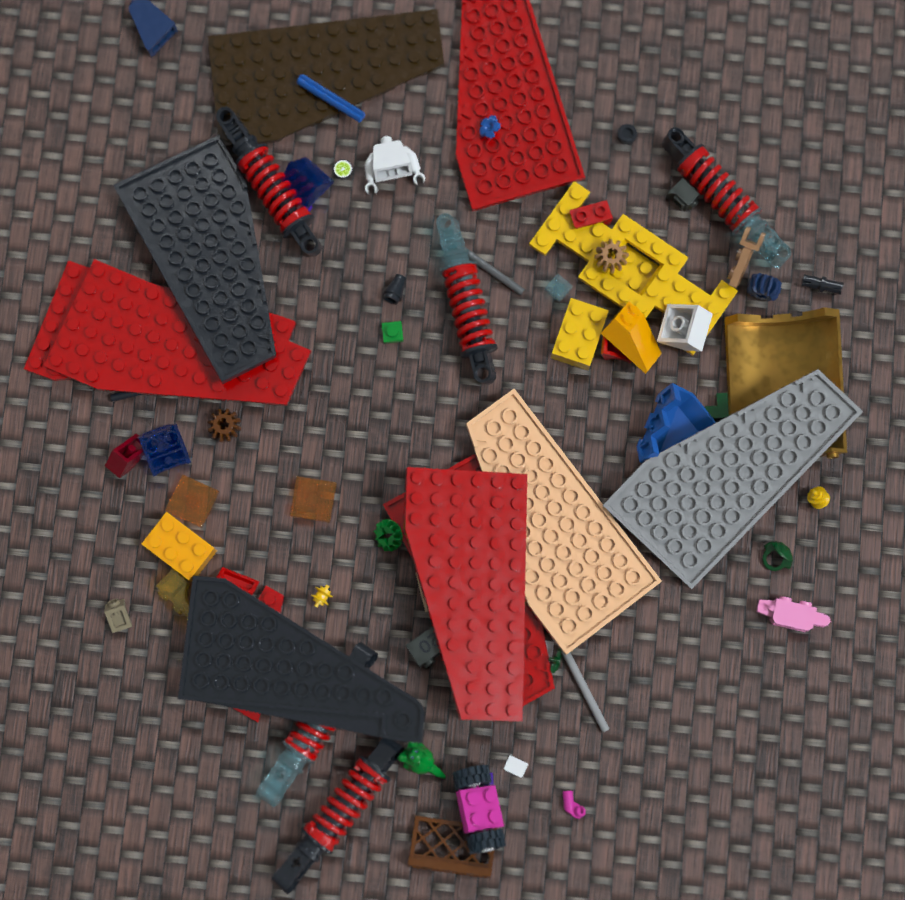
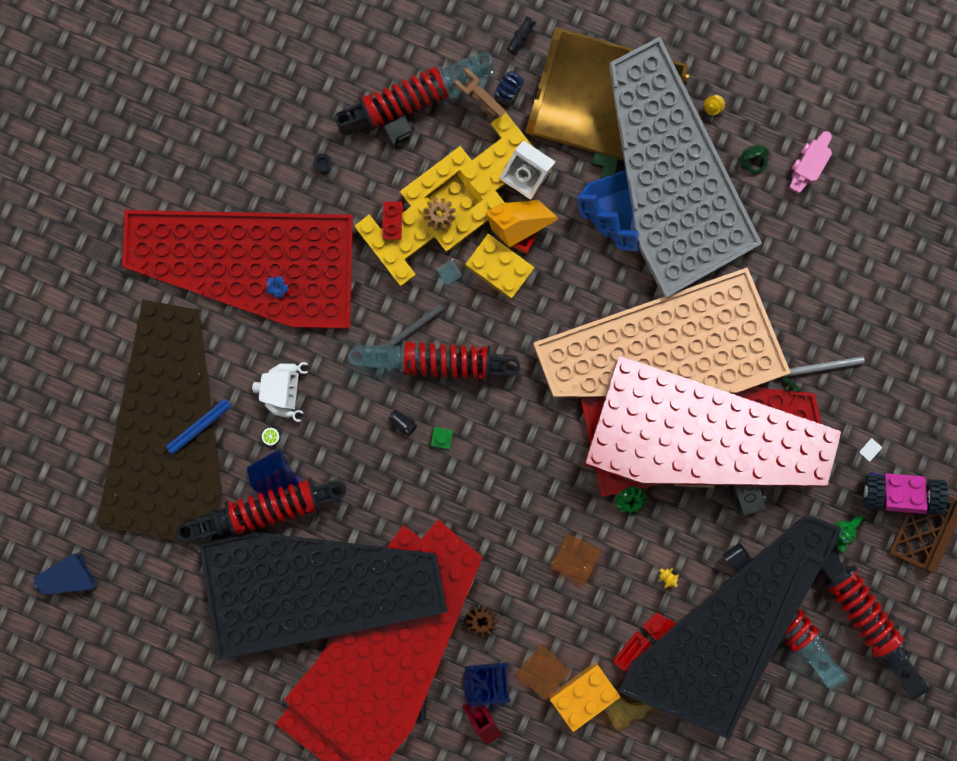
camera: 80 degrees left, 5 degrees up
(572, 807) = (920, 412): dark pink arm -> none

